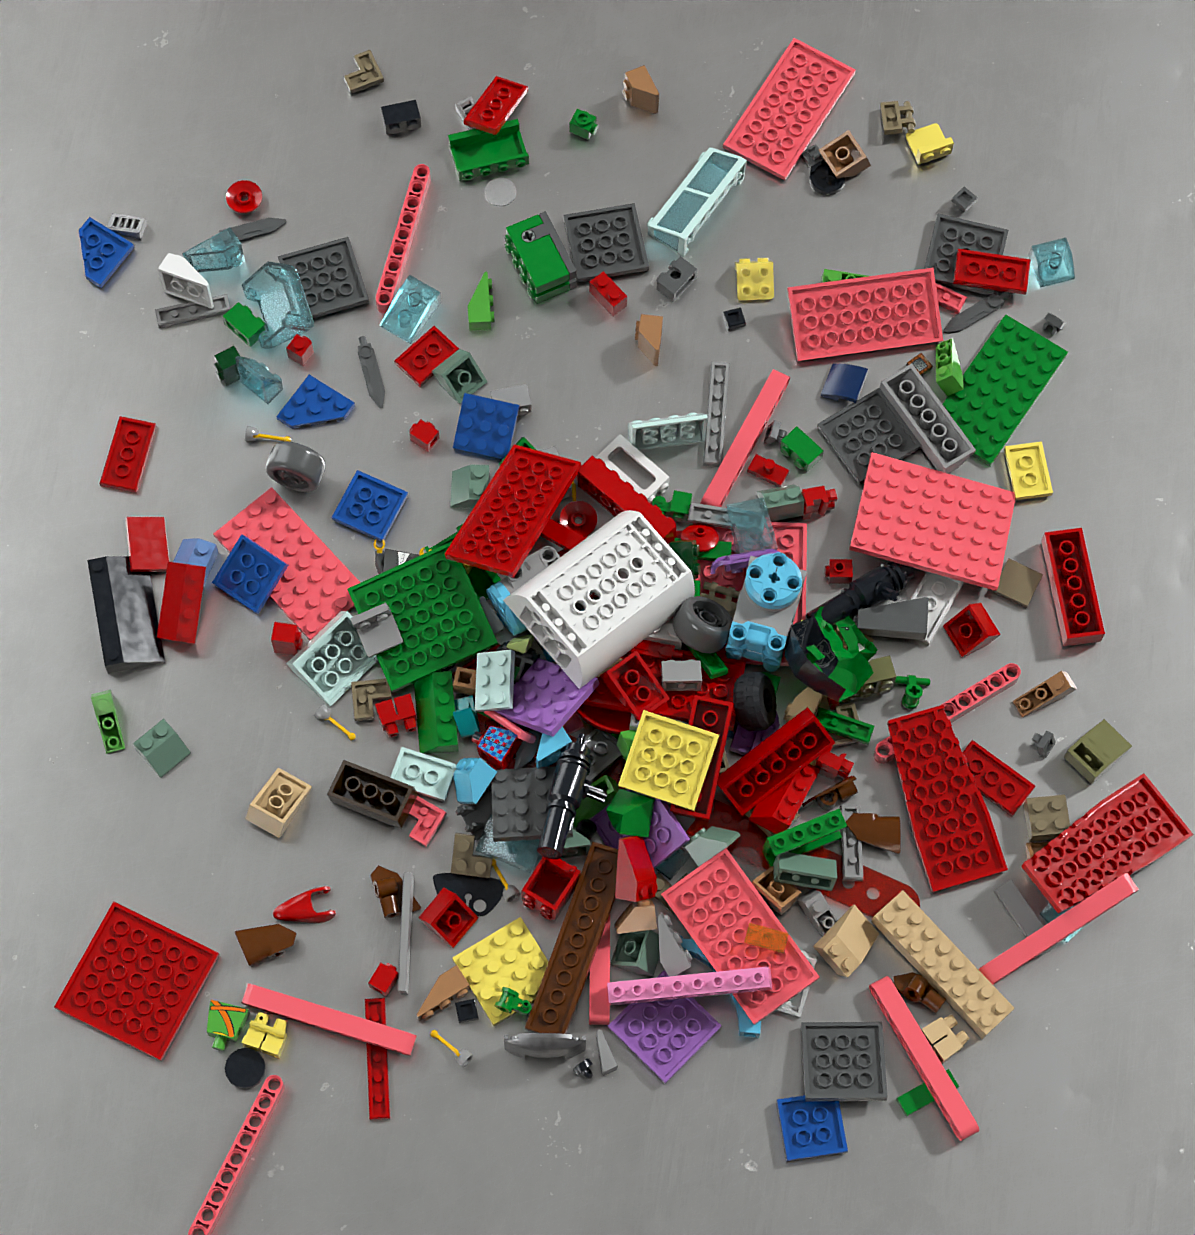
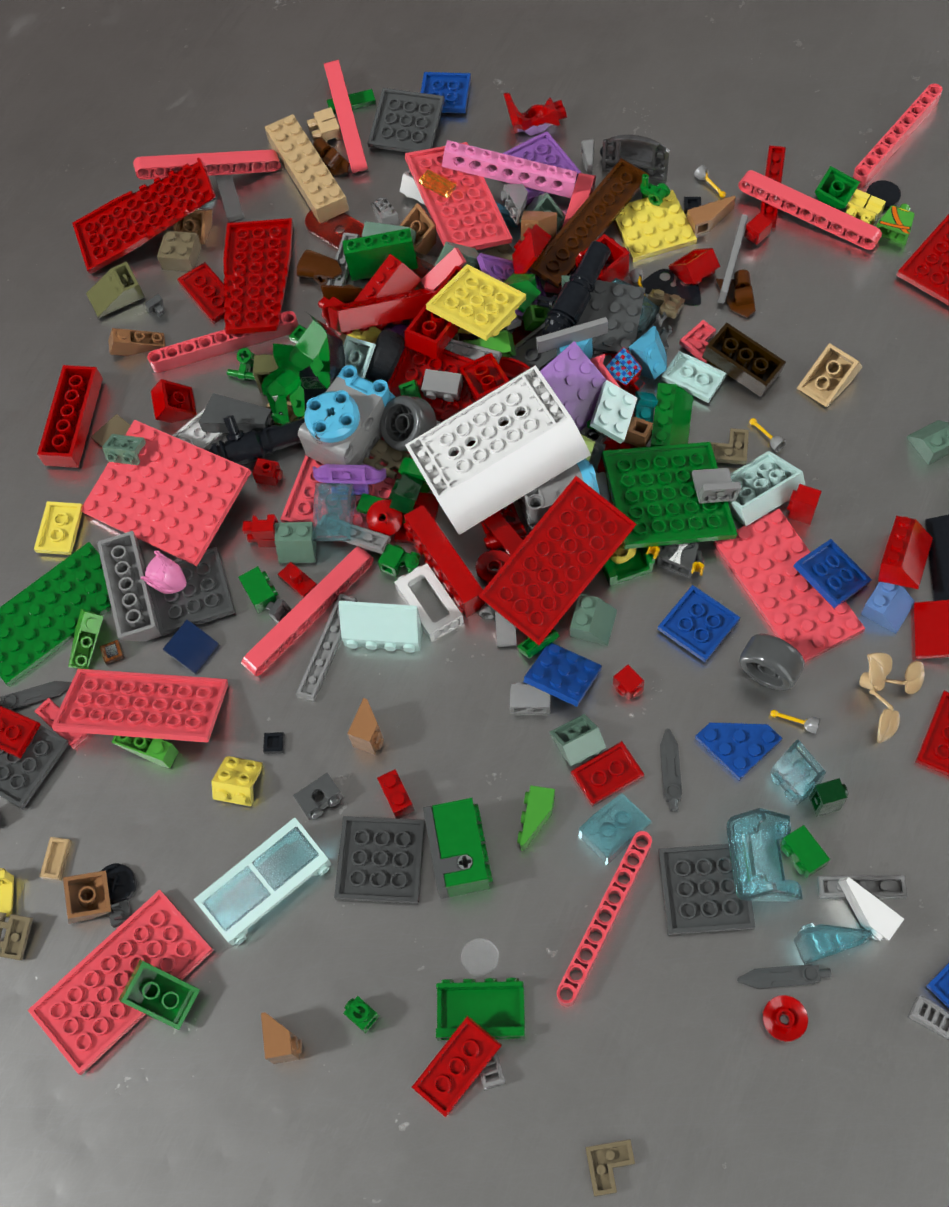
camera: 155 degrees left, 5 degrees down
(195, 475) = (879, 667): none -> tan plant
(265, 942) = (859, 272): reddish brown panel -> none
(300, 349) = (745, 802): red brick -> none
(301, 909) = (820, 296): red animal -> none
(301, 1051) = (836, 188): none -> green slope
(390, 720) = (708, 427): red hips -> none
(401, 117) = (574, 1083): black brick -> none
(555, 742) = (571, 334): none -> light grey tile
(705, 1087) = (537, 117): none -> red hips
(724, 825) = (439, 273): none -> coral tile
(752, 97) = (159, 994): none -> green slope
(779, 684) = (358, 354): none -> light aqua slope
(847, 942) = (374, 190): tan slope -> none
(888, 185) = (55, 858): none -> tan tile
(894, 433) = (164, 575): none -> bright pink helmet
(991, 547) = (123, 449): none -> sand green bracket

